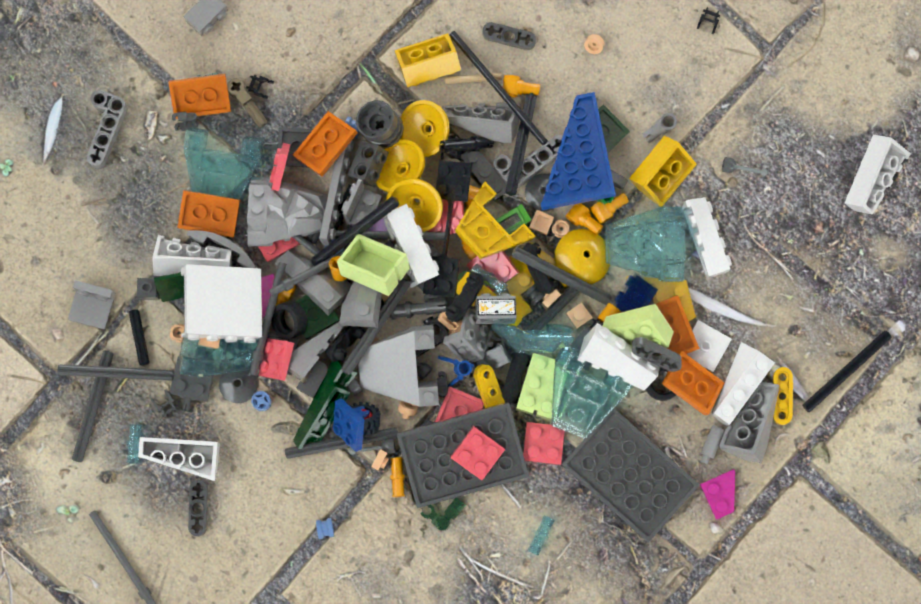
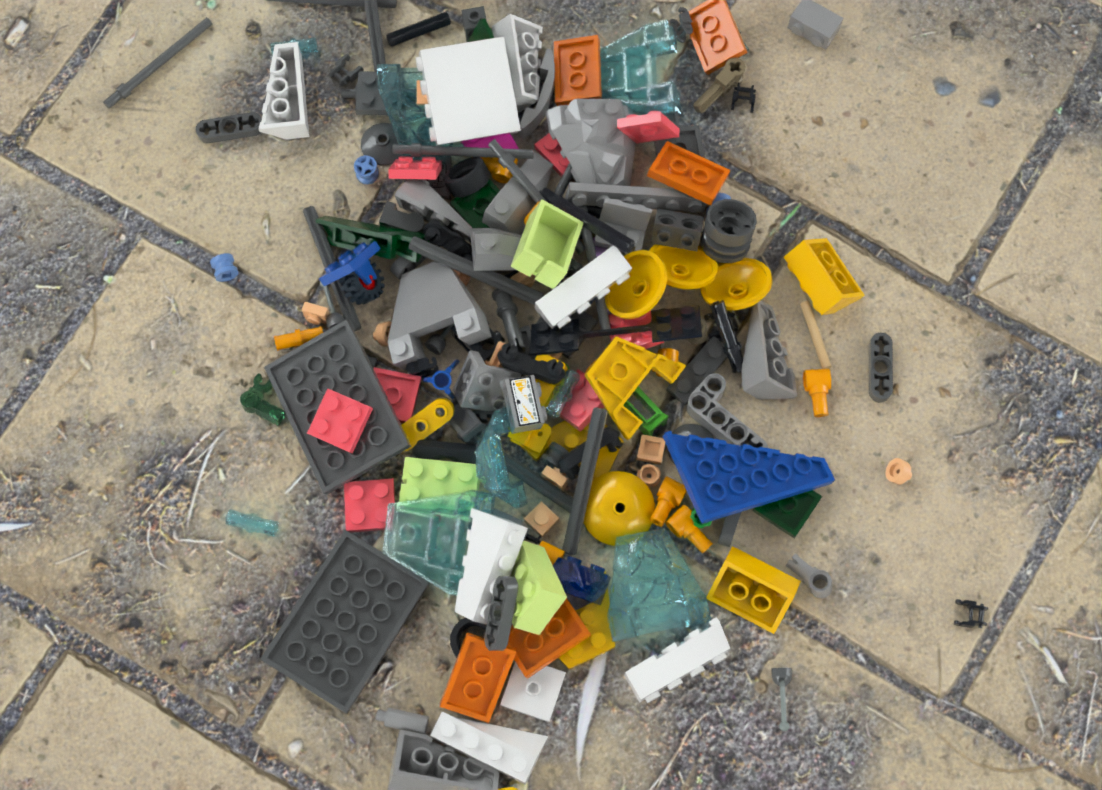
camera: 80 degrees right, 10 degrees down
(498, 88) = (808, 363): black piece -> none
(520, 147) = (743, 401): black axle -> none
(720, 494) = (340, 745): dark pink wing -> none

